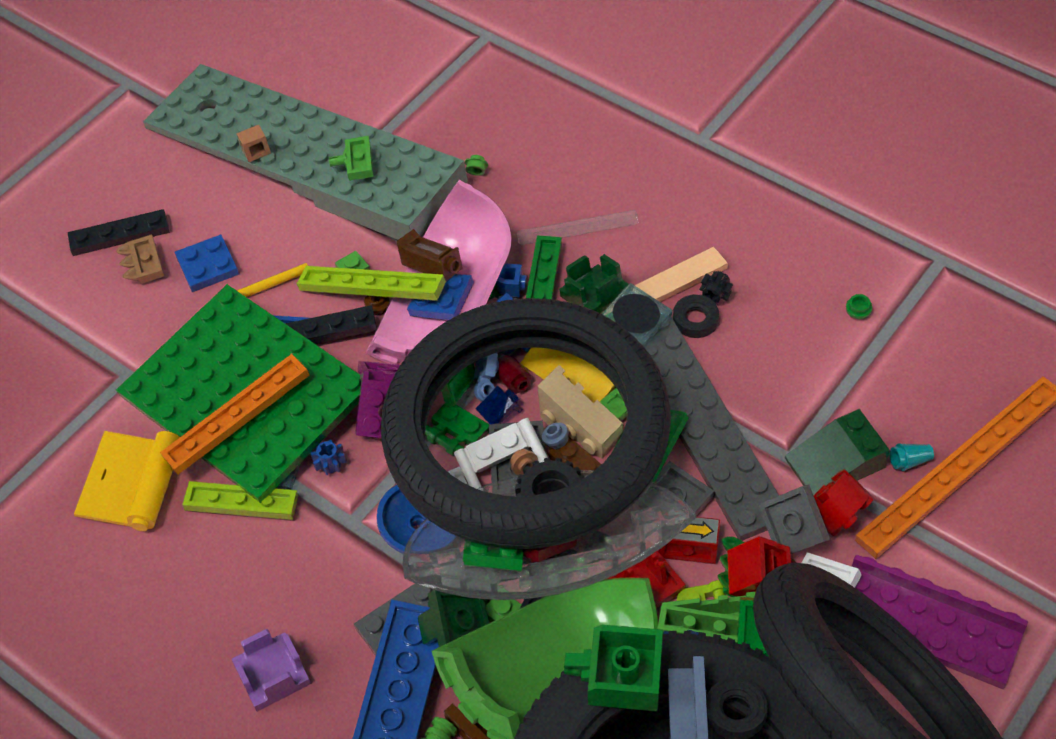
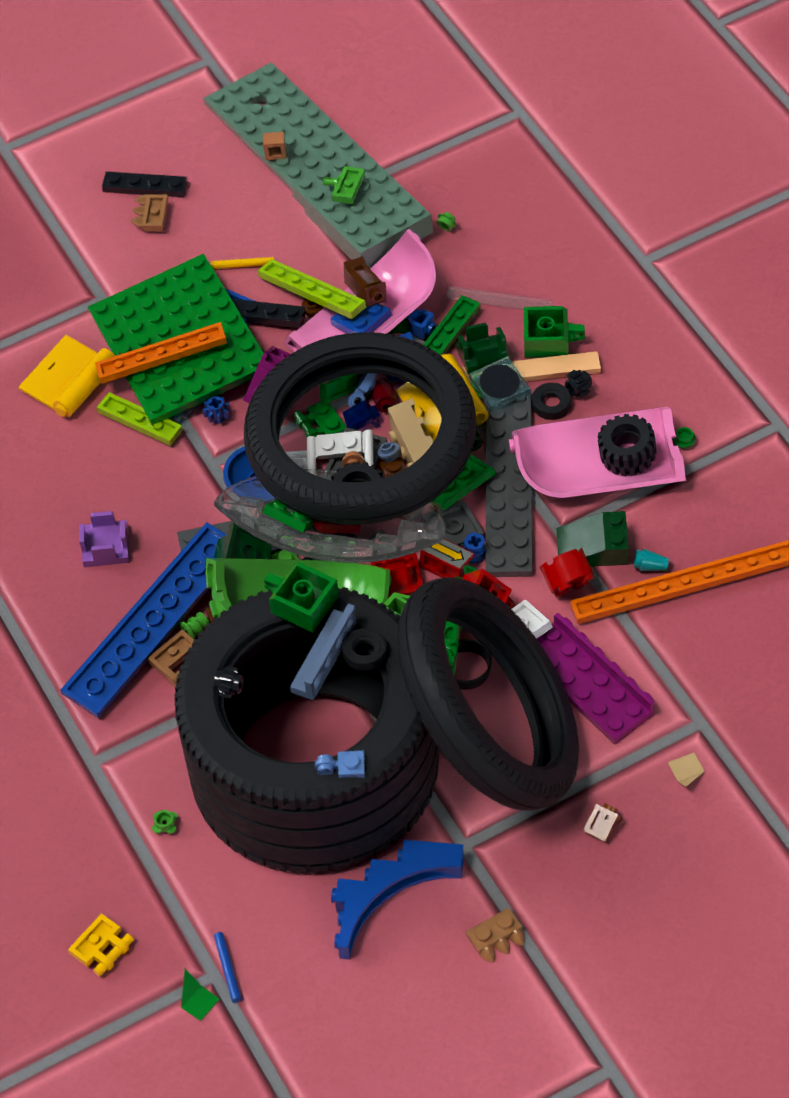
camera: 25 degrees right, 0 degrees up
(206, 263) = (199, 231): blue plate -> none
(352, 261) = (310, 268): bright green plate -> none
(653, 243) = (549, 331): none -> green hinge
(713, 507) = (475, 543): none -> blue bush
(791, 354) = (566, 460): none -> bright pink panel
(794, 519) = (525, 572): dark grey plate -> none
(814, 352) = (627, 430): none -> black tyre

